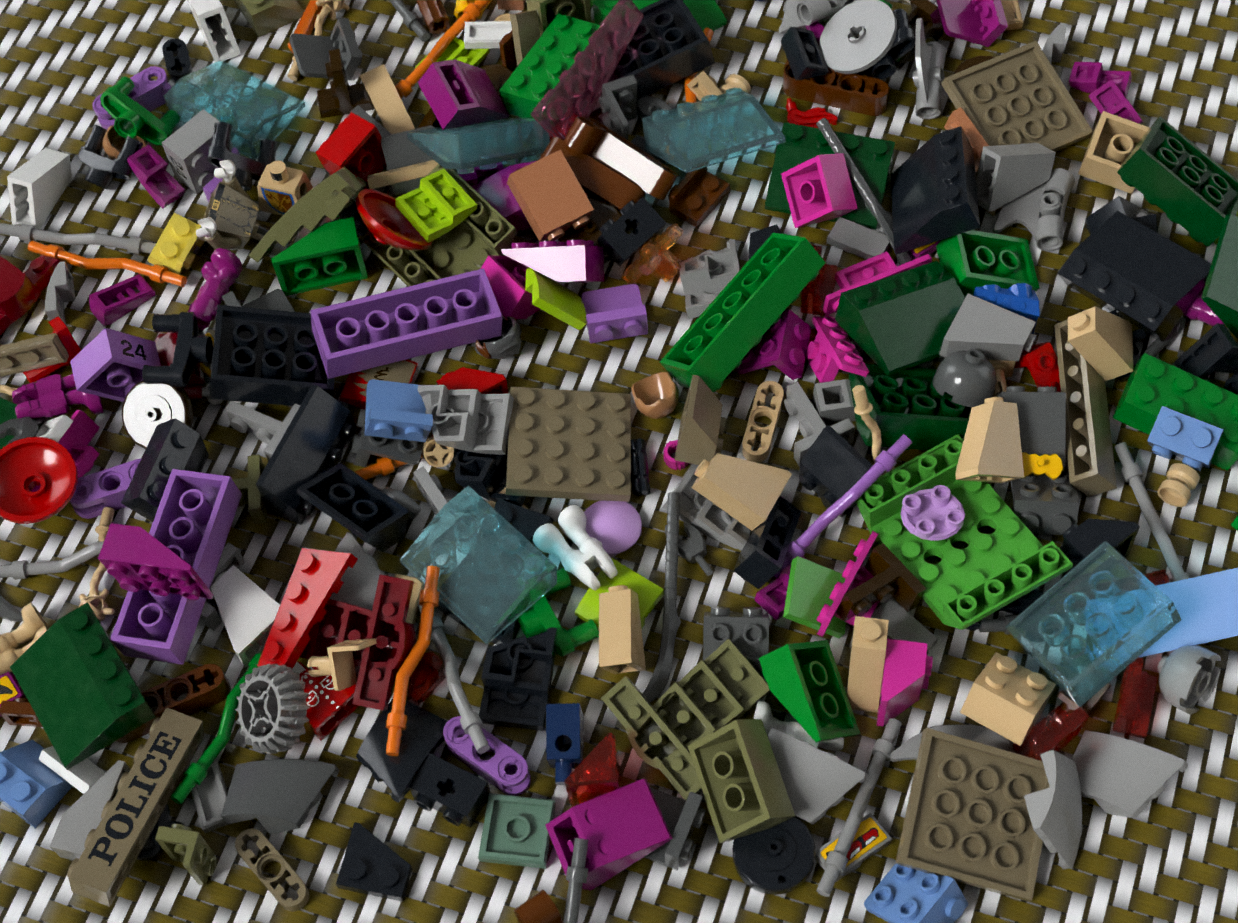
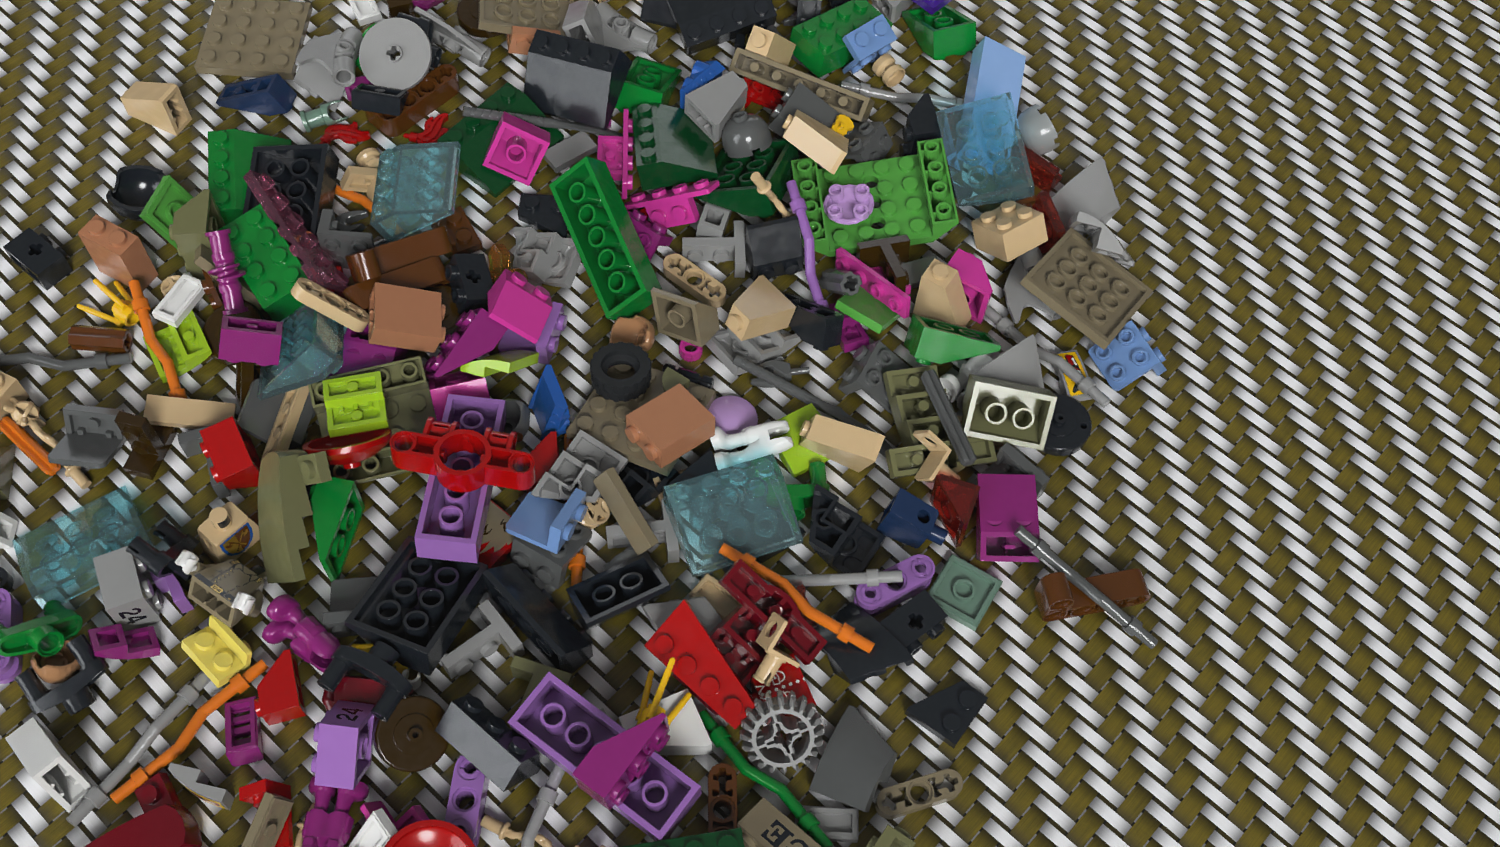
camera: 75 degrees left, 0 degrees up
(161, 299) = (281, 691): none -> red slope
(238, 588) = (652, 710): none -> yellow plant
(416, 334) = (429, 450): none -> red piece
(433, 469) = (625, 511): none -> dark tan tile
(515, 41) = (226, 271): none -> magenta piece
(529, 122) = (330, 304): none -> tan beam
(538, 361) = (550, 405): none -> blue slope
(548, 464) = (670, 425): none -> nougat brick
(603, 379) = (619, 354): none -> black tyre
(609, 451) = (672, 378): none -> olive tile
(615, 278) = (519, 305): none -> dark pink slope
(630, 730) = (936, 459): none -> tan bracket
(699, 722) = (948, 418): none -> dark grey axle
(761, 54) = (346, 133): none -> red piece
(764, 26) = (319, 116): none -> sand green piece
(827, 551) = (840, 282): none -> dark grey axle

